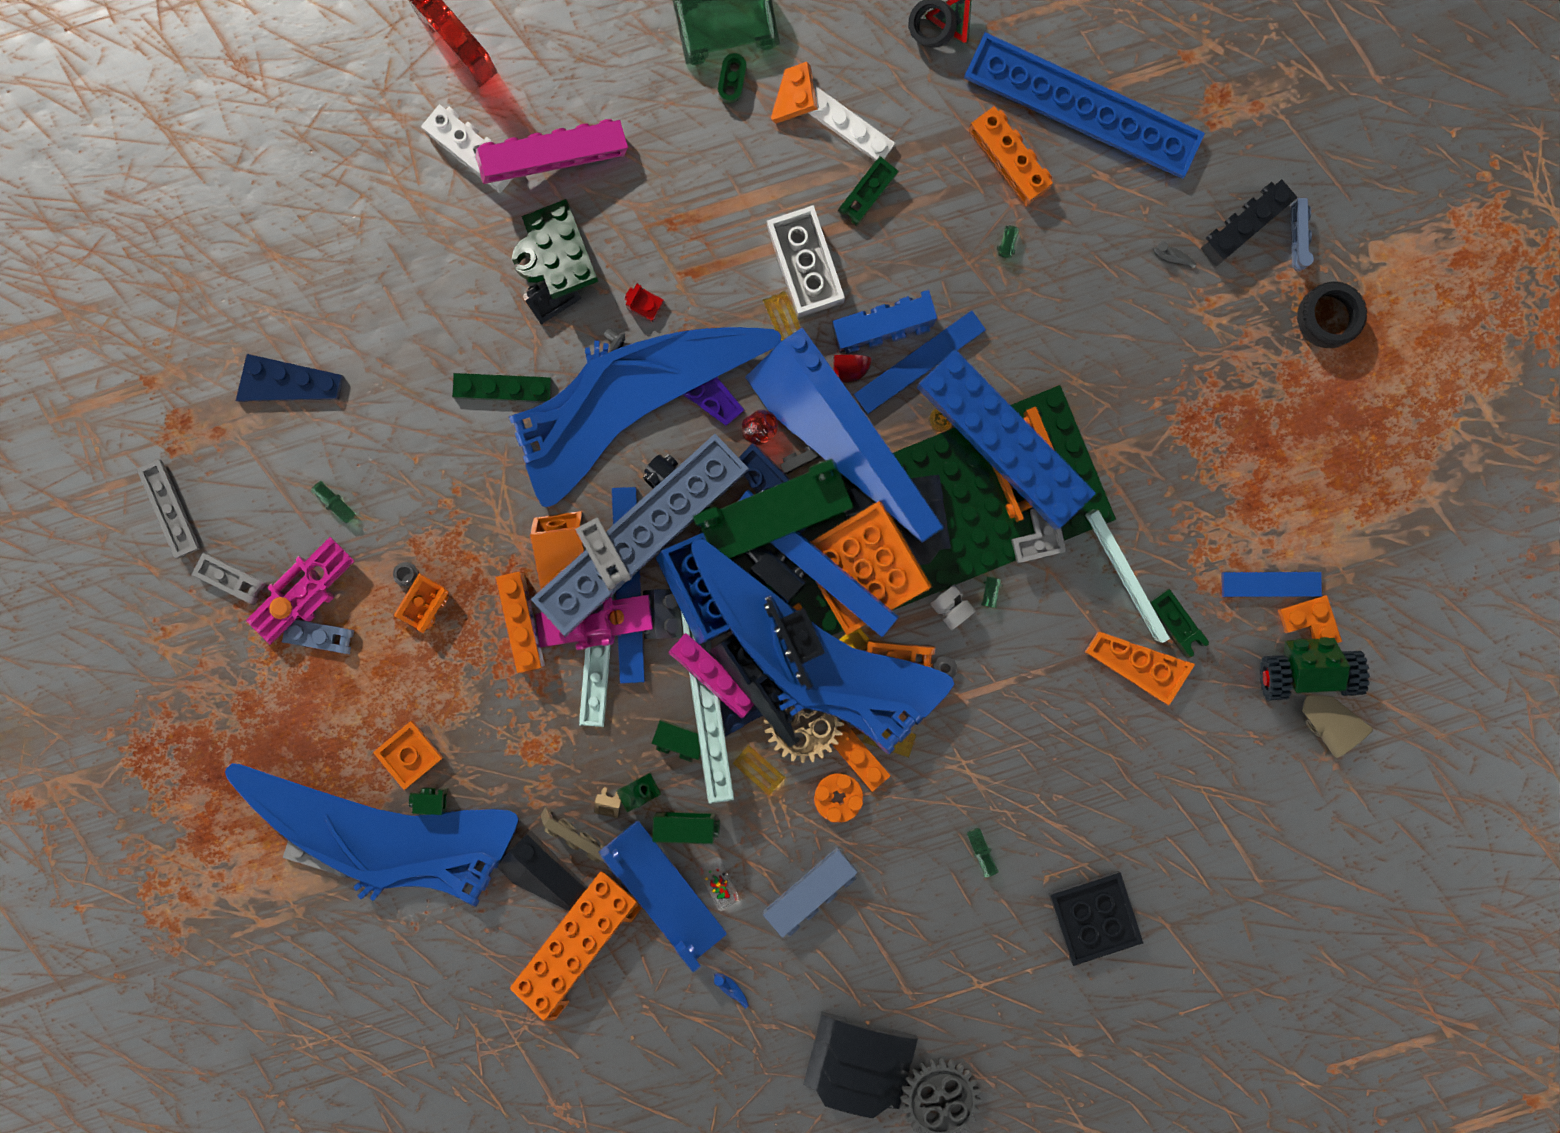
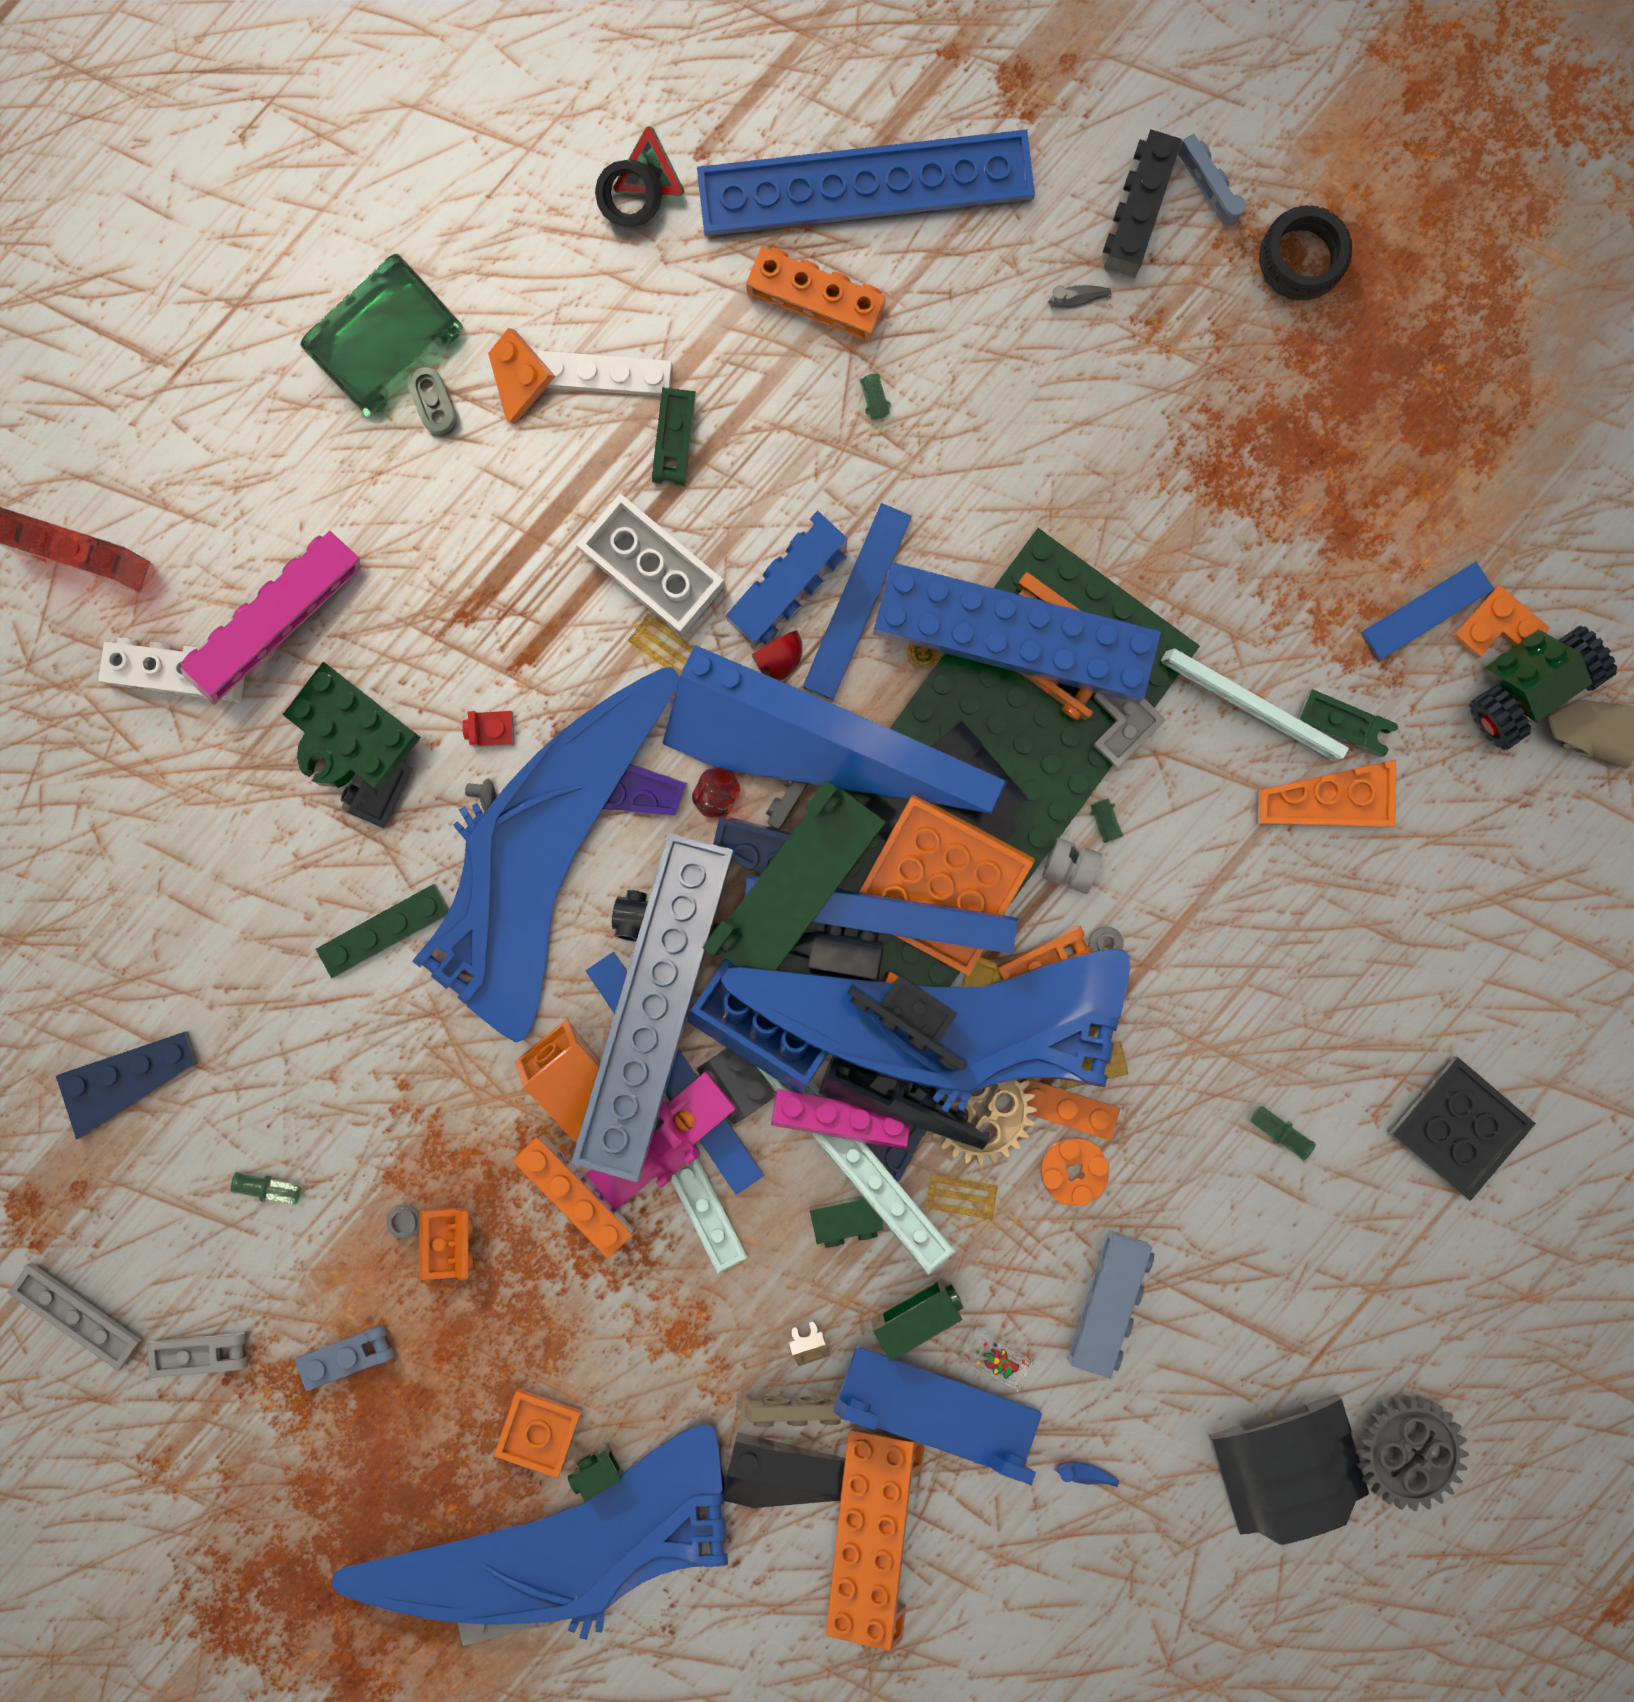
camera: 25 degrees left, 0 degrees up
(306, 596) = (301, 1321): dark pink piece -> none
(602, 552) = (622, 1056): light grey plate -> none
(638, 792) = (836, 1311): dark green brick -> none

